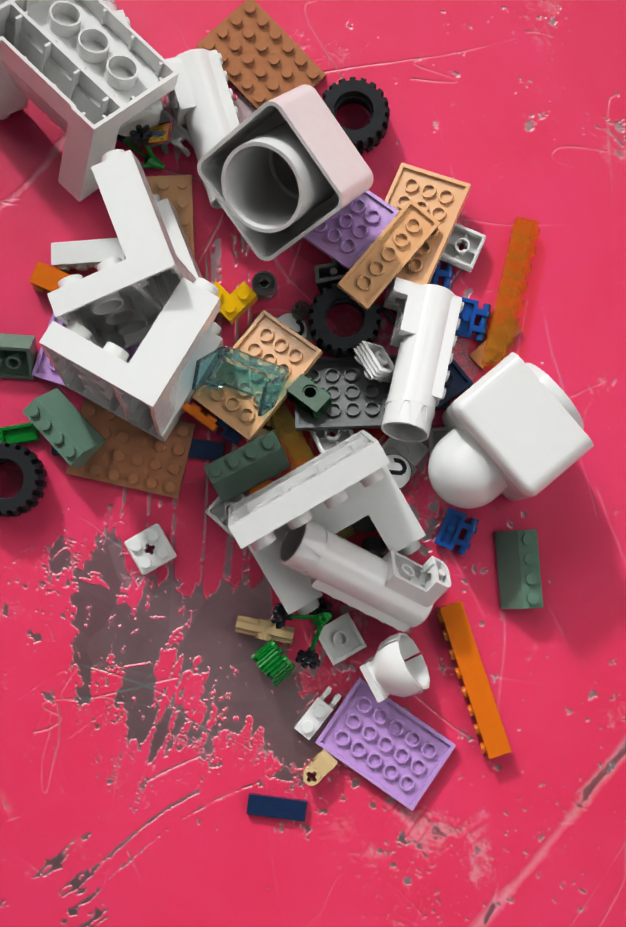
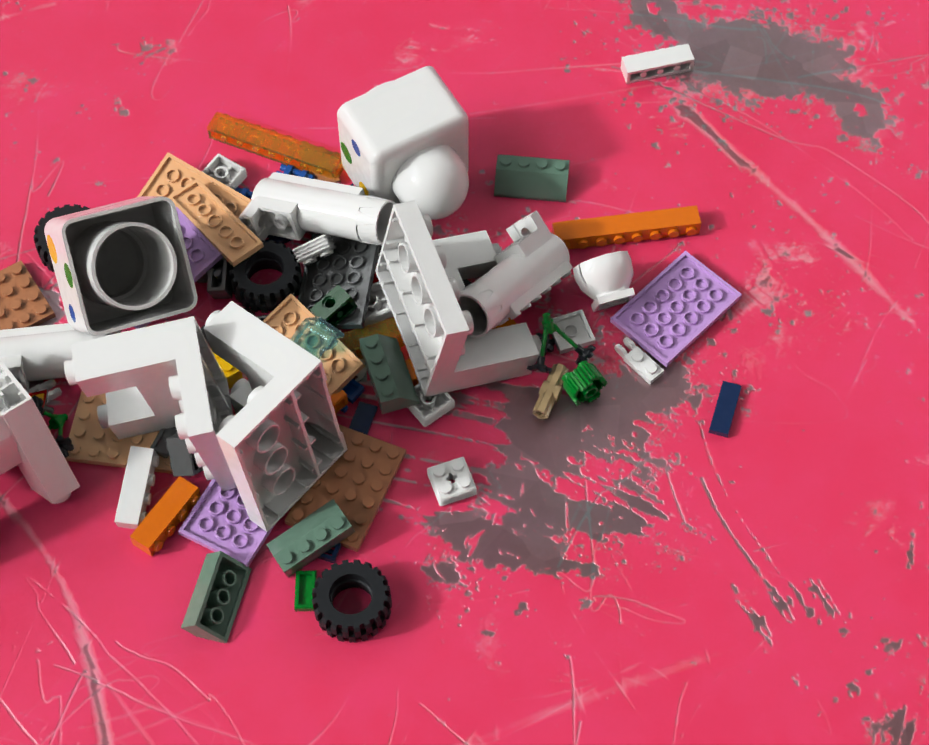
camera: 80 degrees left, 25 degrees down
(322, 765) = (691, 365): tan piece -> none
(451, 528) = (480, 221): blue plate -> none

